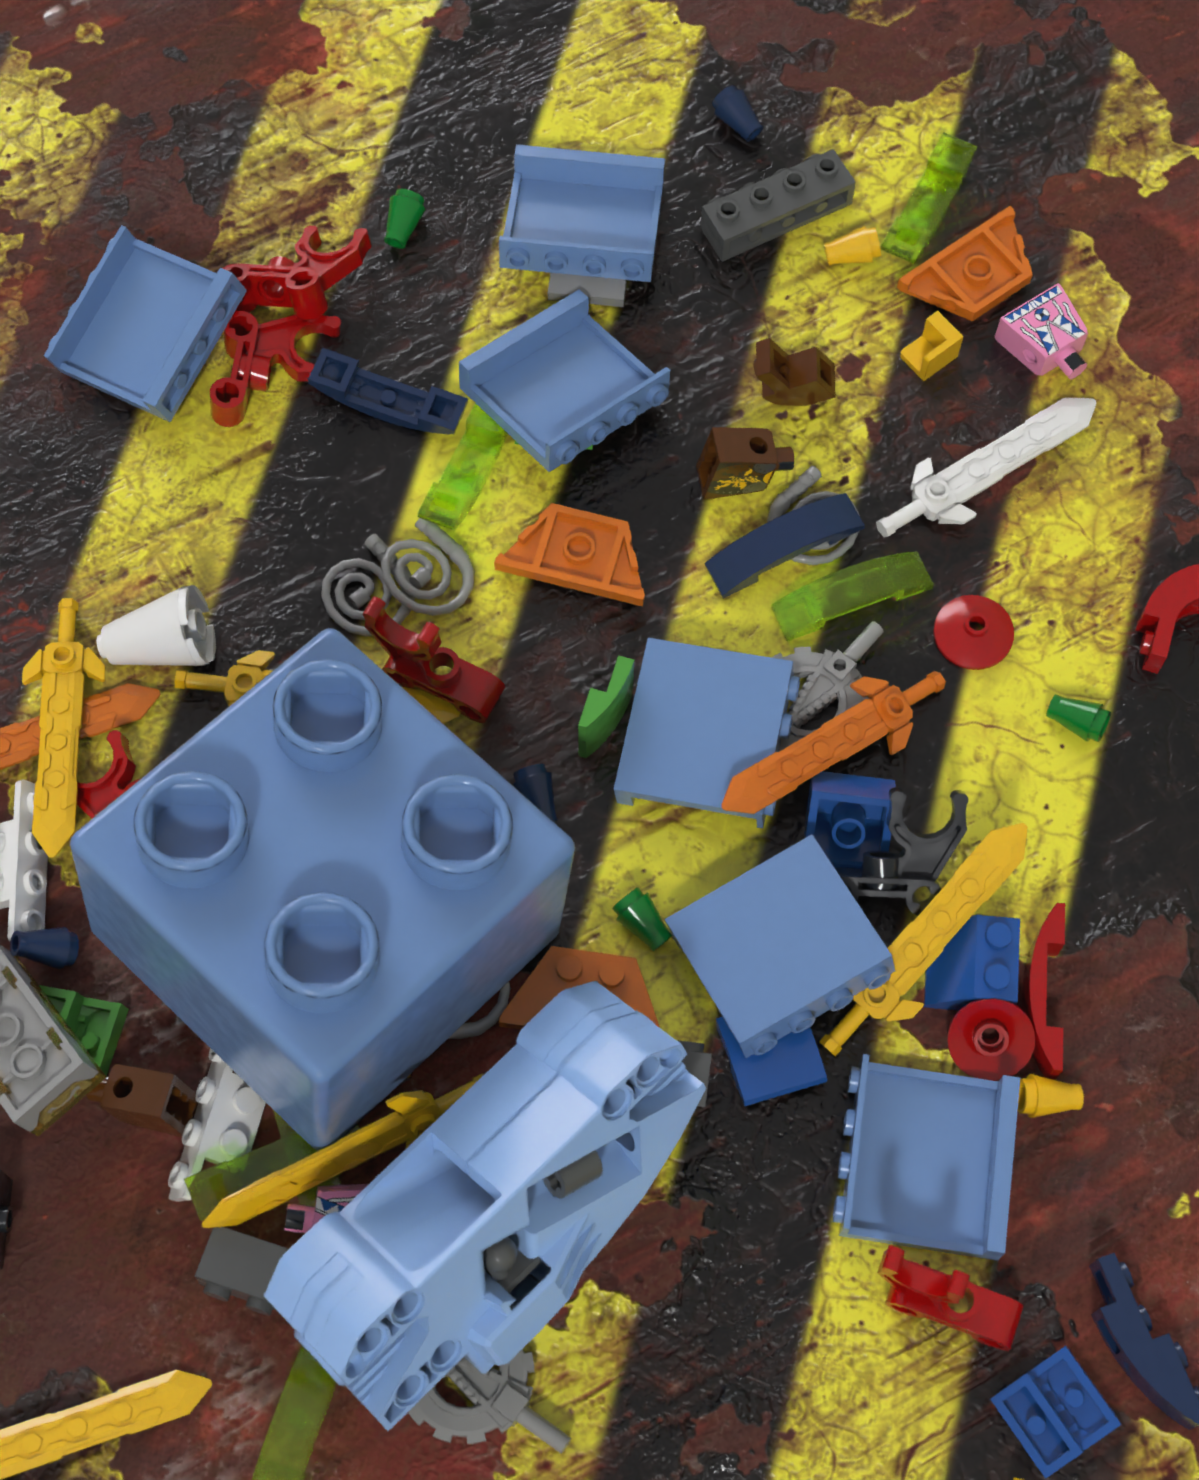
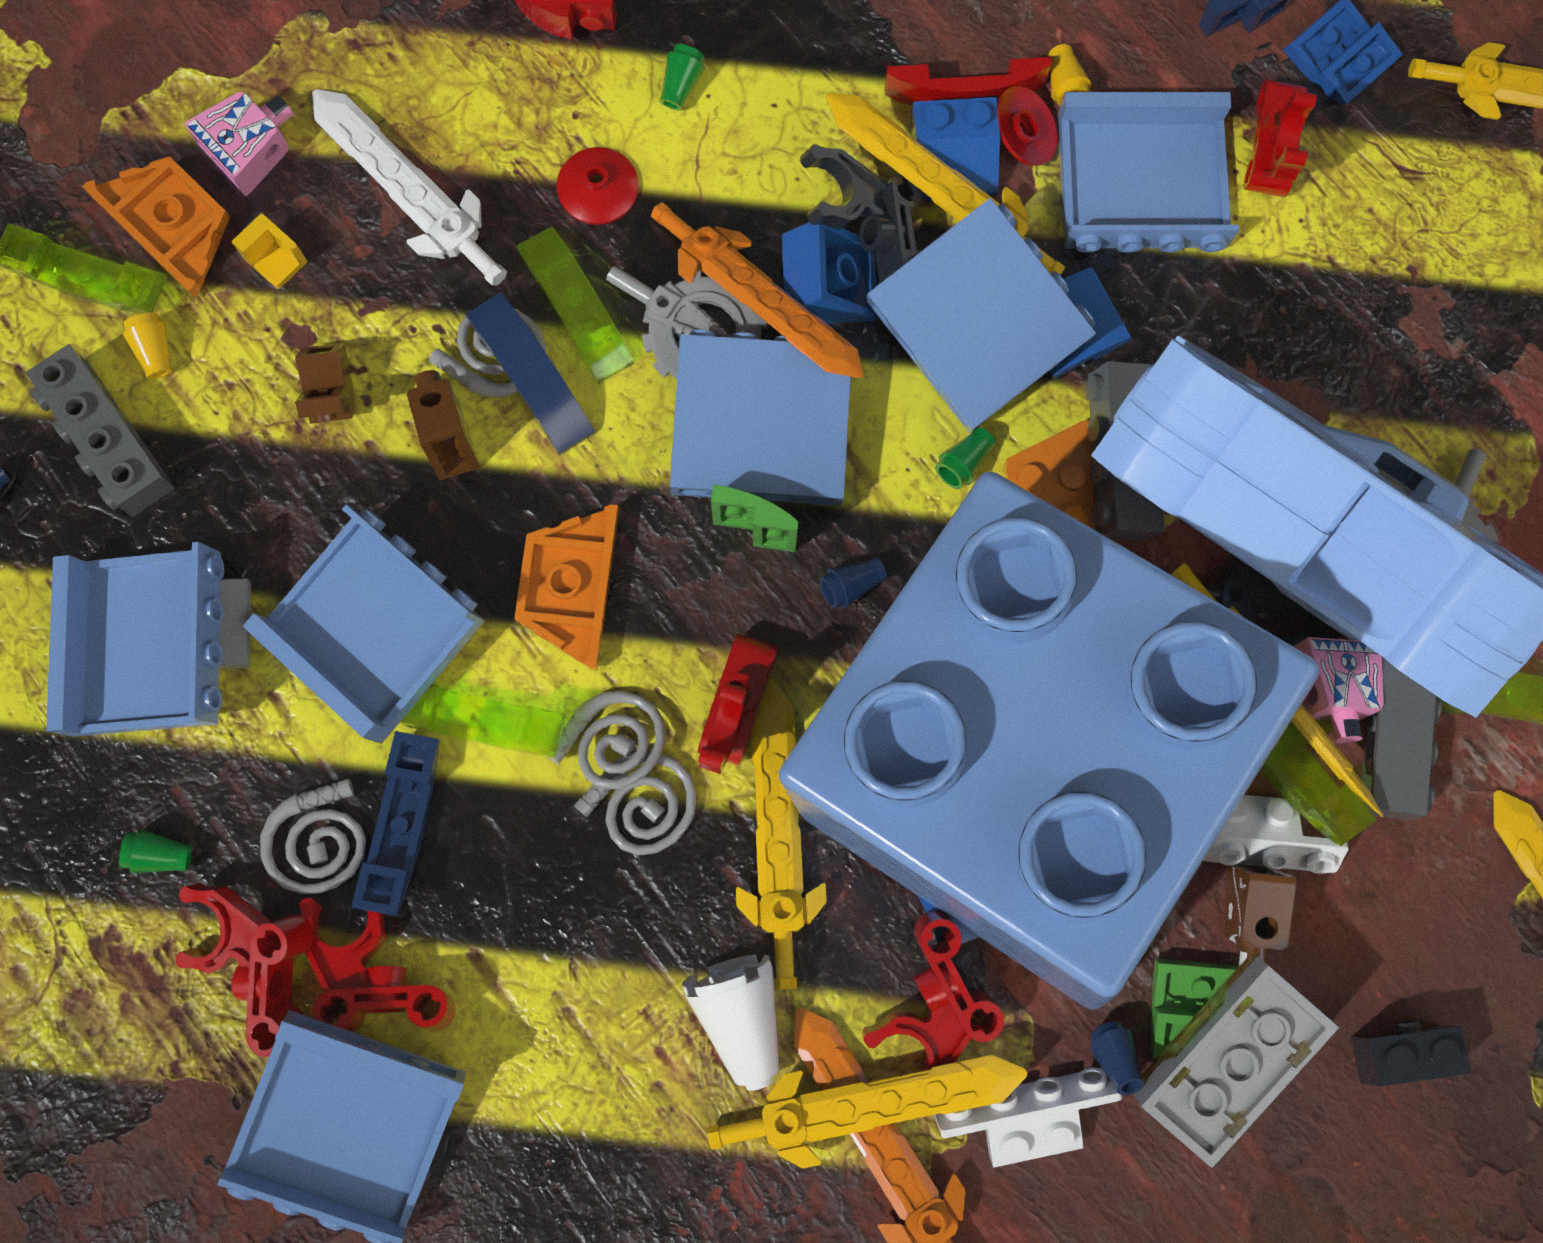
camera: 100 degrees left, 10 degrees up
(380, 336) = (316, 850): none -> light grey piece

